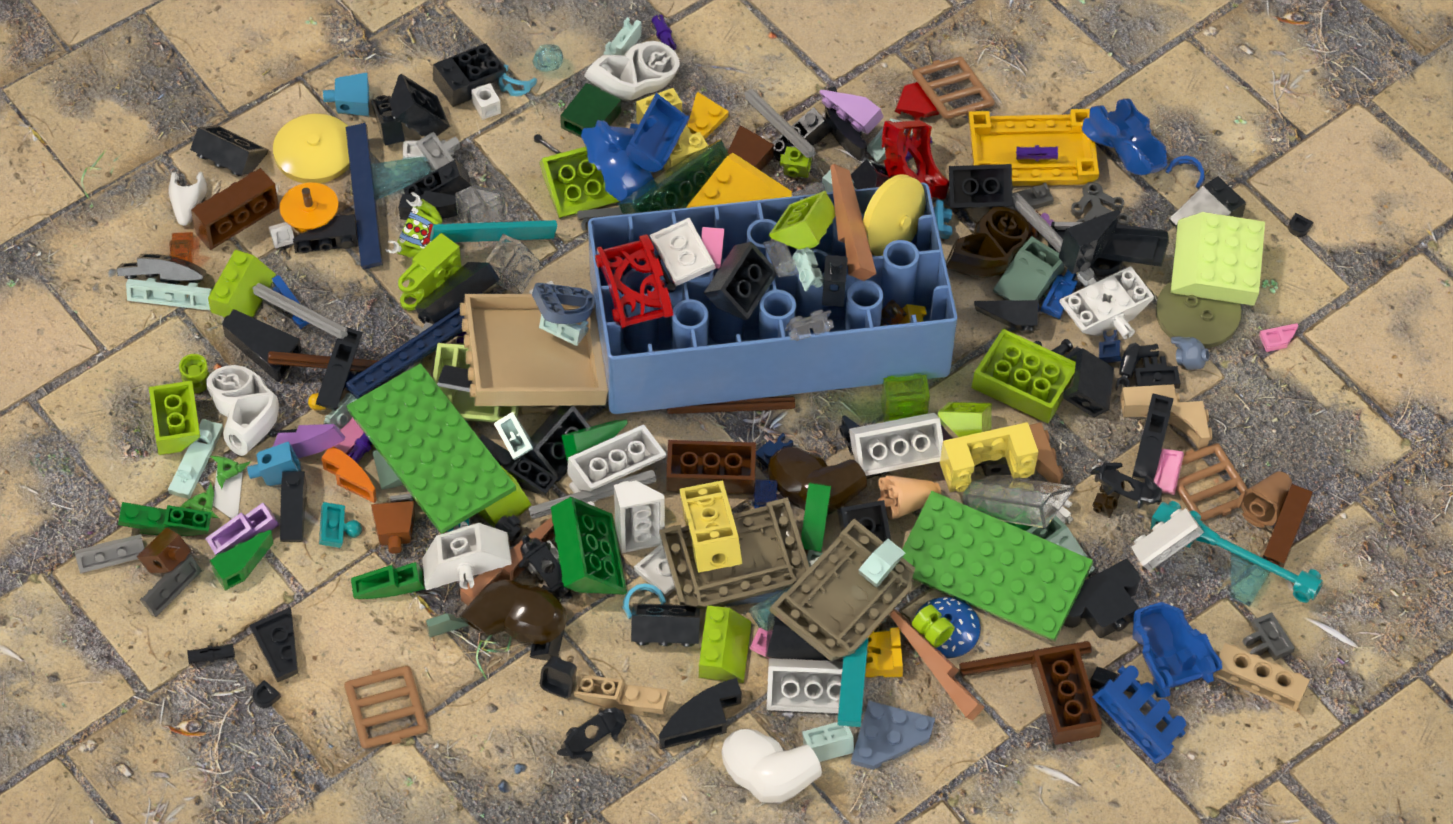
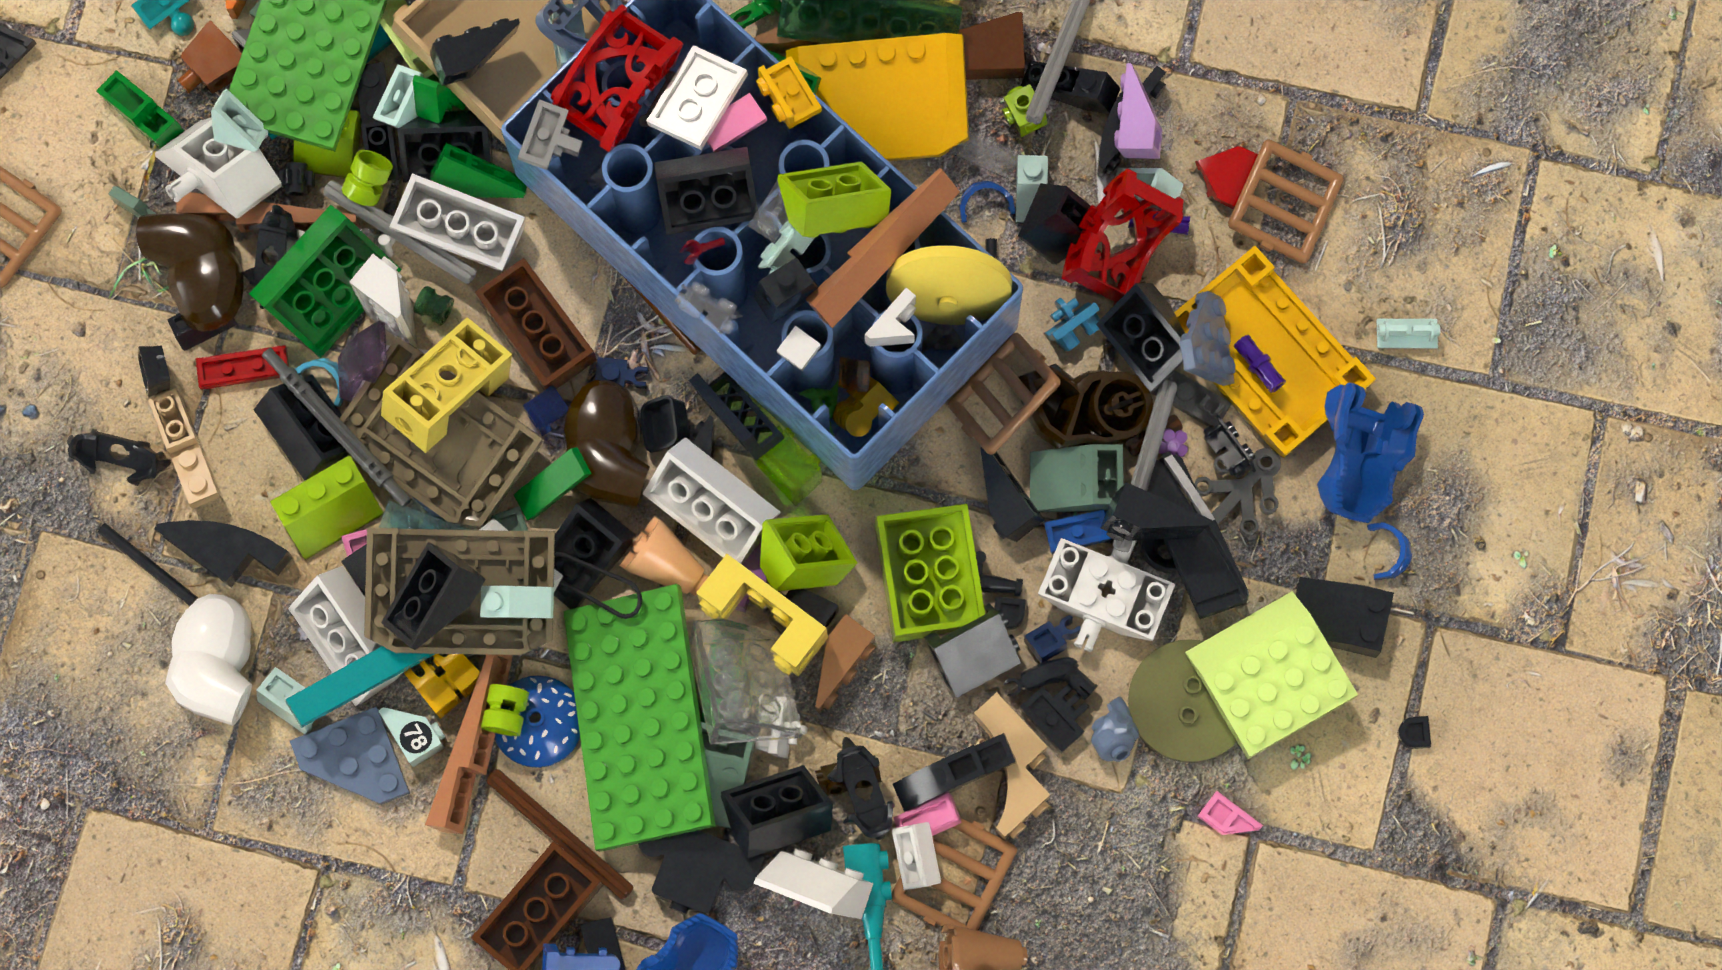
camera: 55 degrees right, 20 degrees up
(456, 522) = (236, 124): none -> light aqua slope
(531, 420) = (433, 99): none -> green slope
(532, 368) = (465, 54): none -> black slope
(547, 485) = (367, 178): none -> lime wheel
(596, 636) = (237, 368): none -> red tile
(639, 335) = (547, 136): none -> light grey hinge
(655, 559) = (362, 359): none -> clear purple slope
(673, 766) = (147, 564): none -> black bar
(684, 600) = (336, 427): none -> dark grey axle
(719, 209) = (789, 92): none -> yellow bracket
(770, 310) = (697, 248): none -> dark red hand
(825, 443) = (663, 423): none -> black piece
(843, 597) = (432, 596): none -> black slope
(855, 399) = (735, 419): none -> black fence
(870, 301) = (798, 348): none -> white tile
(898, 249) = (887, 328): none -> white slope
(902, 516) = (605, 572): none -> black piece
(902, 691) = (413, 734): none -> light aqua slope
(978, 274) = (1031, 401): none -> medium nougat bar
(1005, 156) = (1206, 344): none -> sand blue plate
(1063, 195) = (1237, 456): none -> black hinge
(1074, 84) = (1407, 333): none -> light aqua hinge
(1106, 534) = (777, 811): none -> black slope
(1185, 488) = (916, 856): none -> white slope

